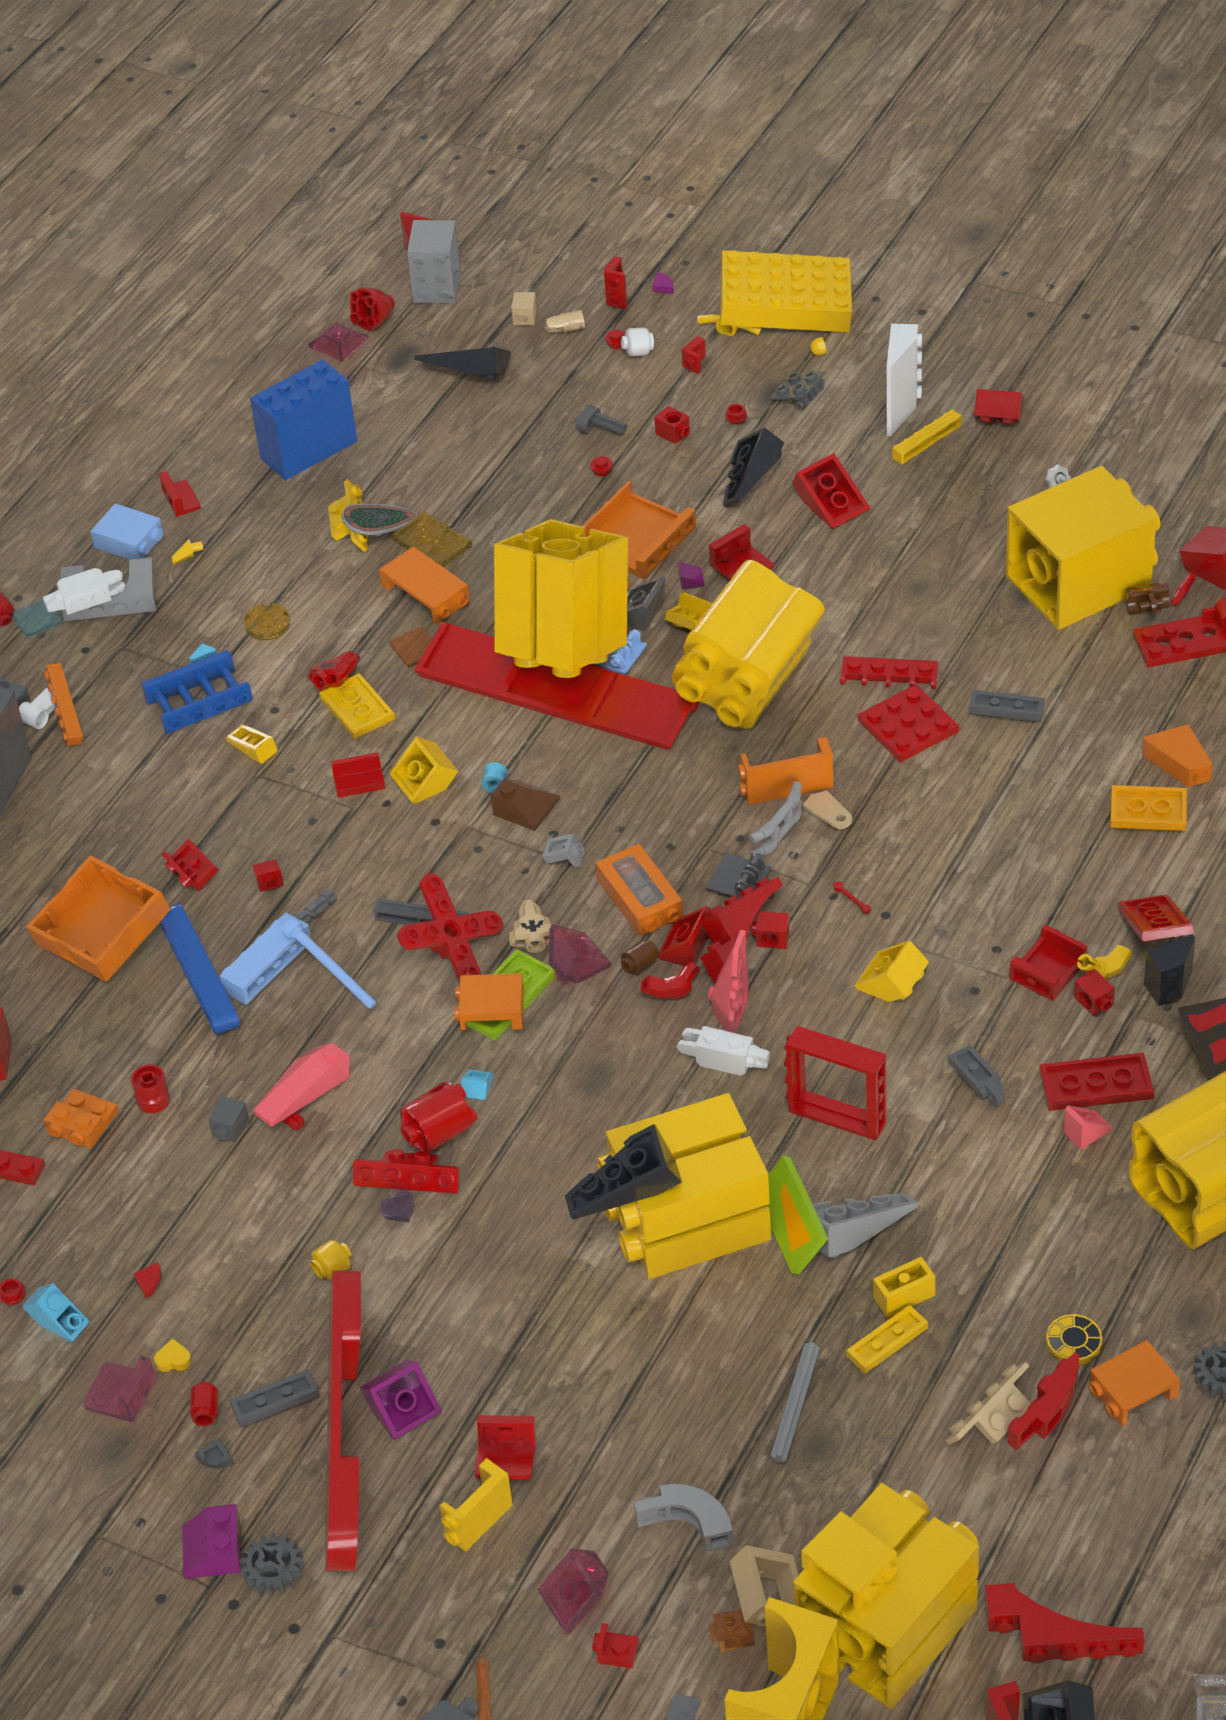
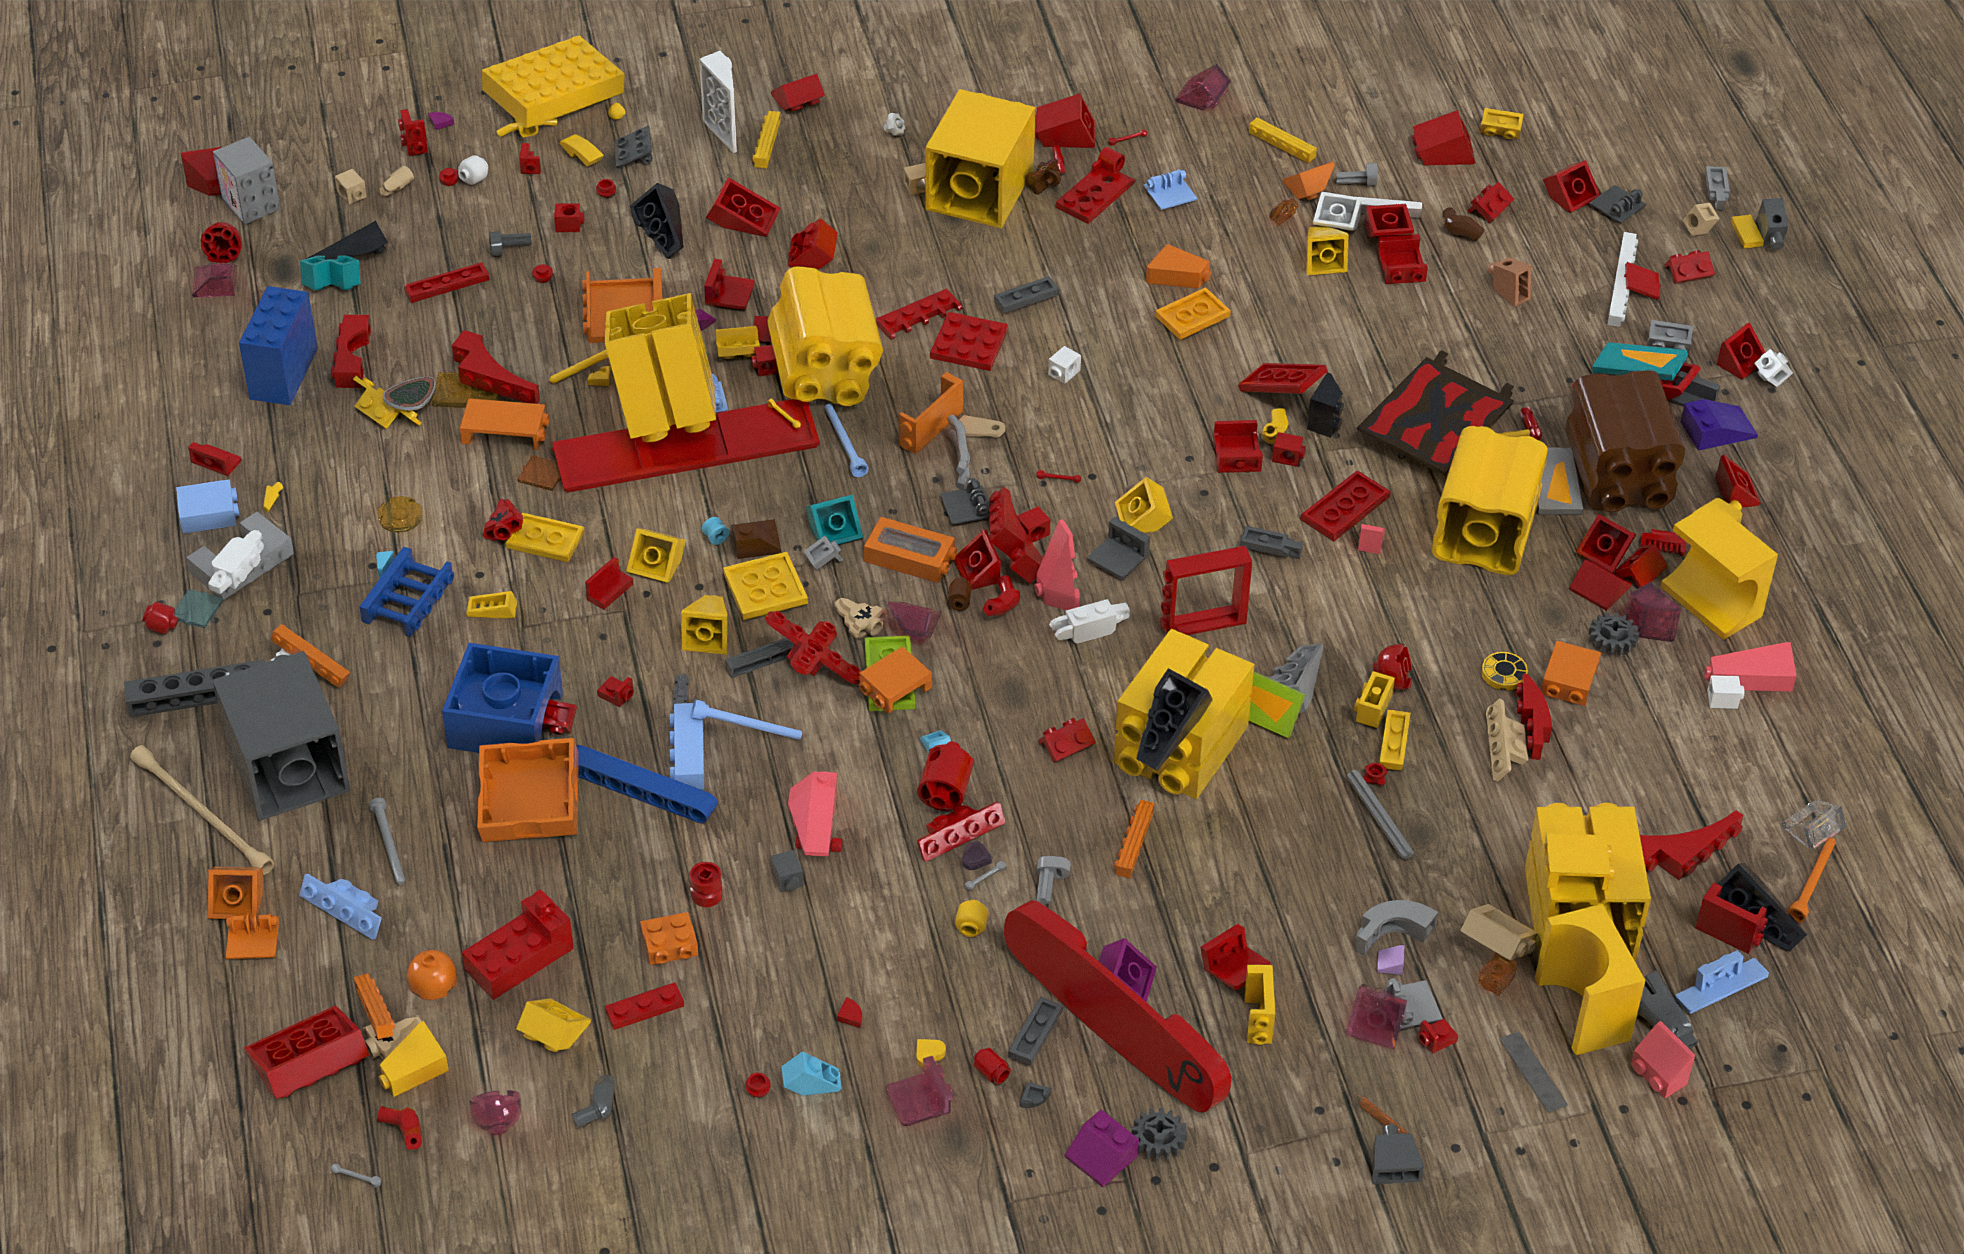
camera: 45 degrees left, 0 degrees up
(153, 821) = (500, 697): none -> blue piece
(390, 442) = (353, 334): none -> red arch
(394, 856) = (705, 626): none -> yellow slope
(411, 1230) = (1000, 866): none -> light grey hinge
(420, 374) = (318, 272): none -> teal brick
(441, 1257) = (1048, 869): none -> light grey piece
(451, 527) = (481, 370): none -> red arch
(484, 851) = (765, 585): none -> yellow plate
(516, 434) = (446, 282): none -> red tile
(548, 1280) = (1135, 838): none -> orange piece
(581, 1148) = (1067, 740): none -> red bracket
(603, 825) = (835, 519): none -> teal slope
(625, 1602) = (1420, 1002): none -> light grey hinge
(653, 1549) = (1391, 960): none -> lavender slope
(664, 717) = (796, 424): none -> yellow hinge
(680, 786) = (857, 465): none -> light blue piece
(751, 368) = (579, 146): none -> yellow slope
(826, 1001) = (1121, 550): none -> dark grey bracket
(833, 1354) = (1375, 774): none -> red plate
(856, 558) = (813, 246): none -> red slope
(960, 1268) = (1396, 663): none -> red cylinder
(967, 792) = (1064, 364): none -> white brick

